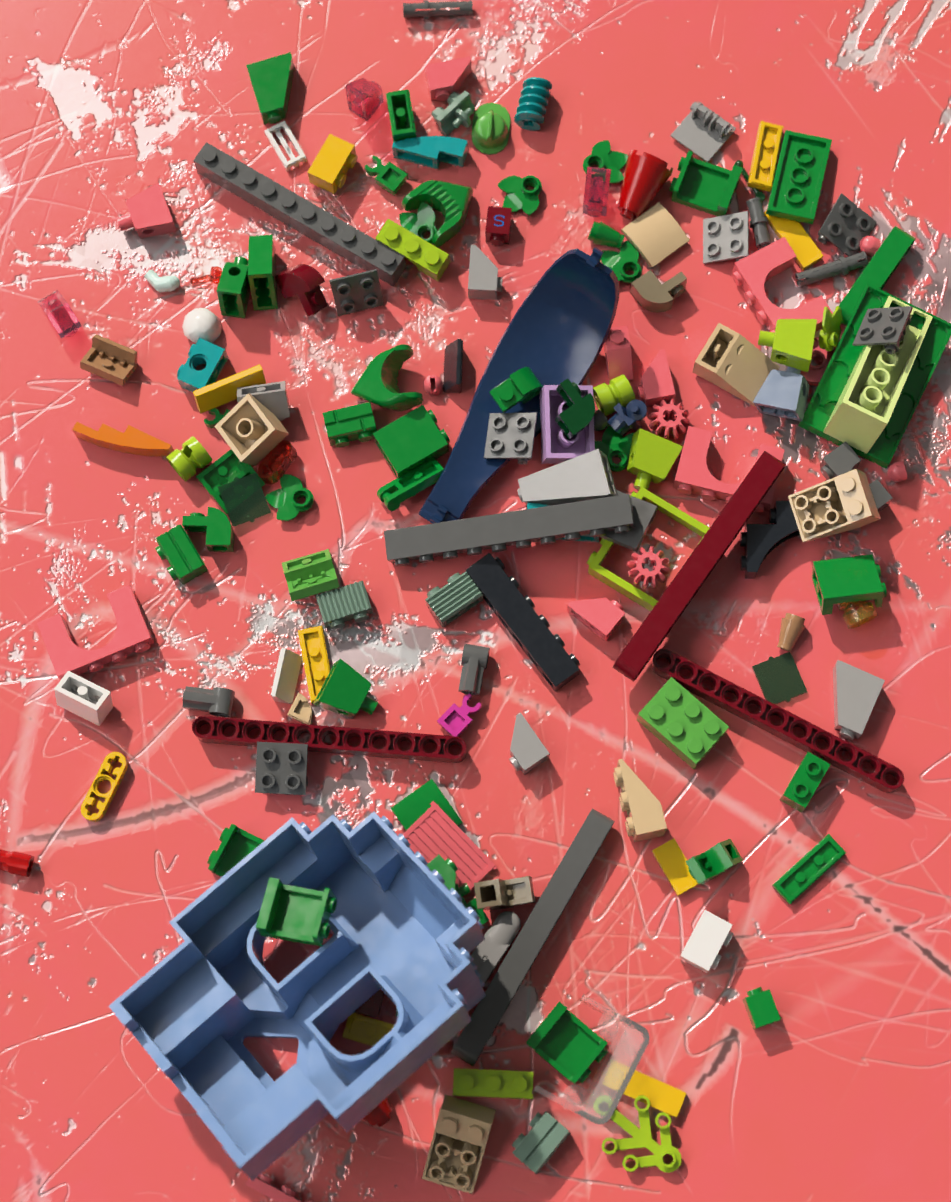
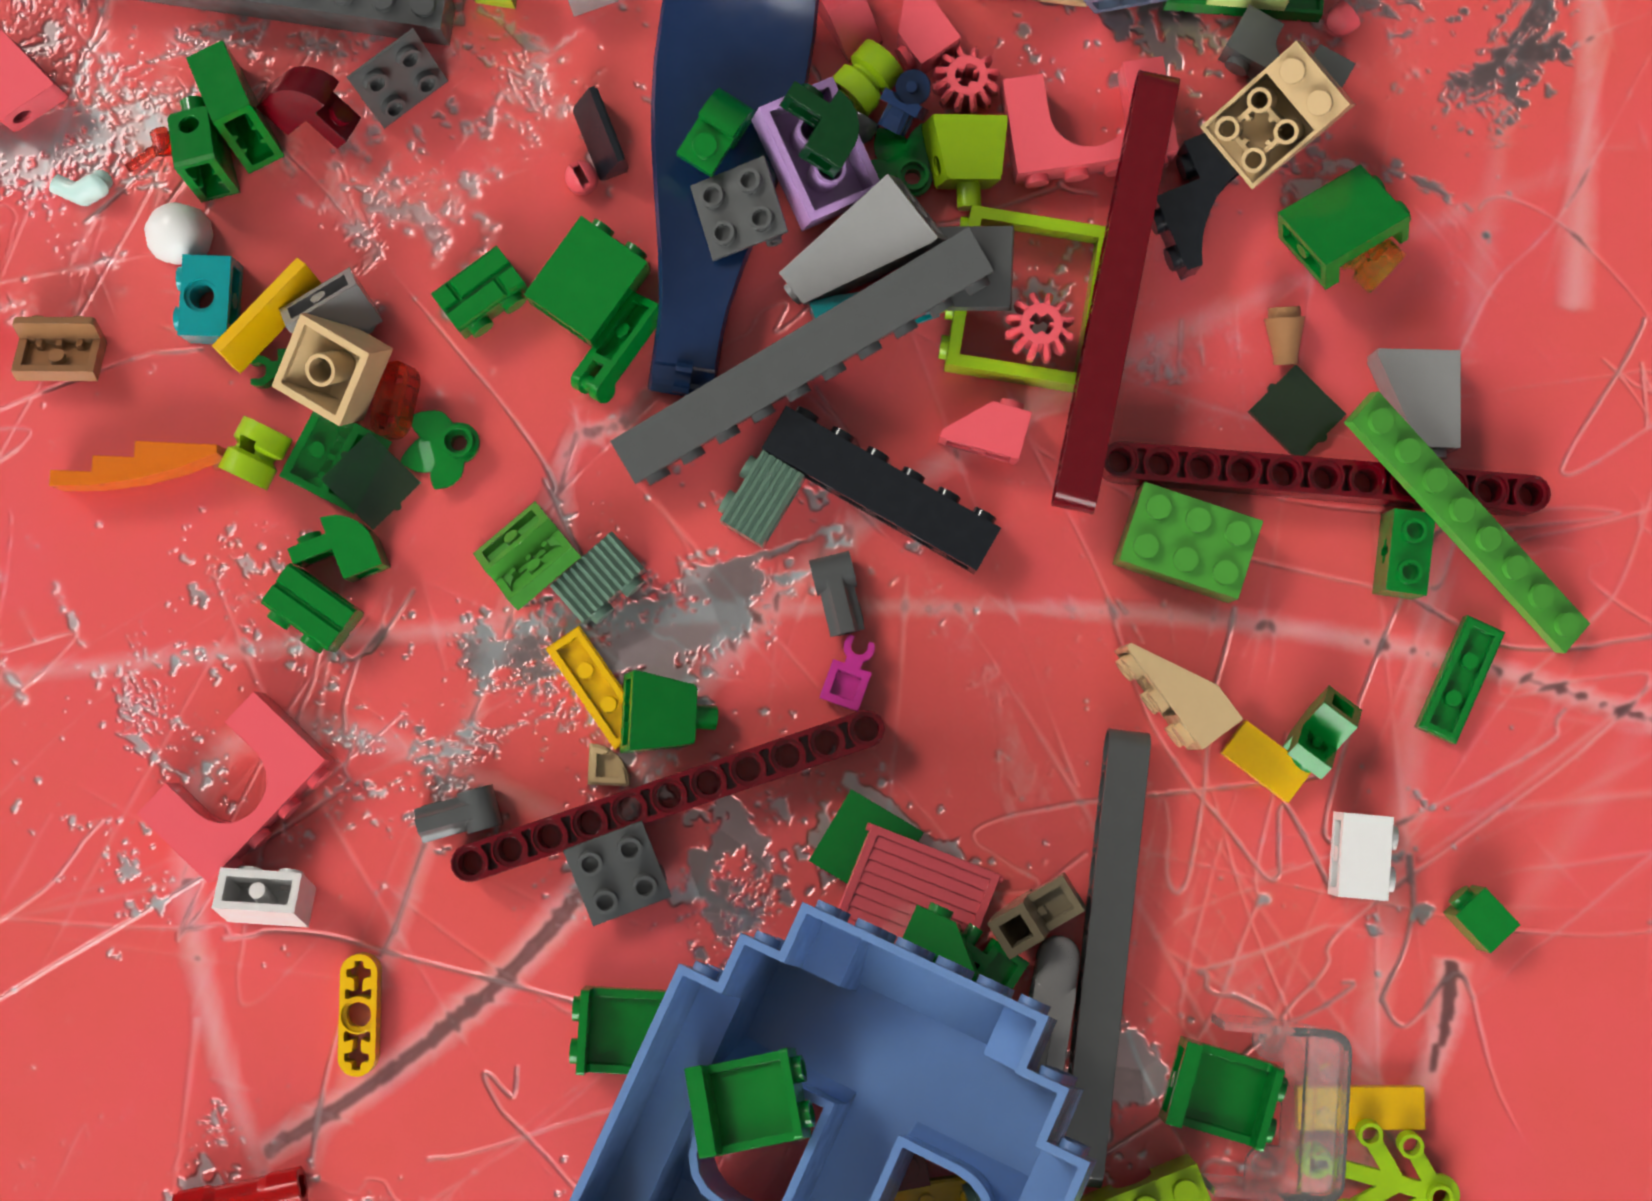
camera: 30 degrees left, 10 degrees up
(286, 676) = (560, 726): white slope -> none
(380, 381) = (497, 208): green animal -> none
(526, 747) = (969, 679): light grey slope -> none
(846, 778) = (1466, 522): none -> bright green plate

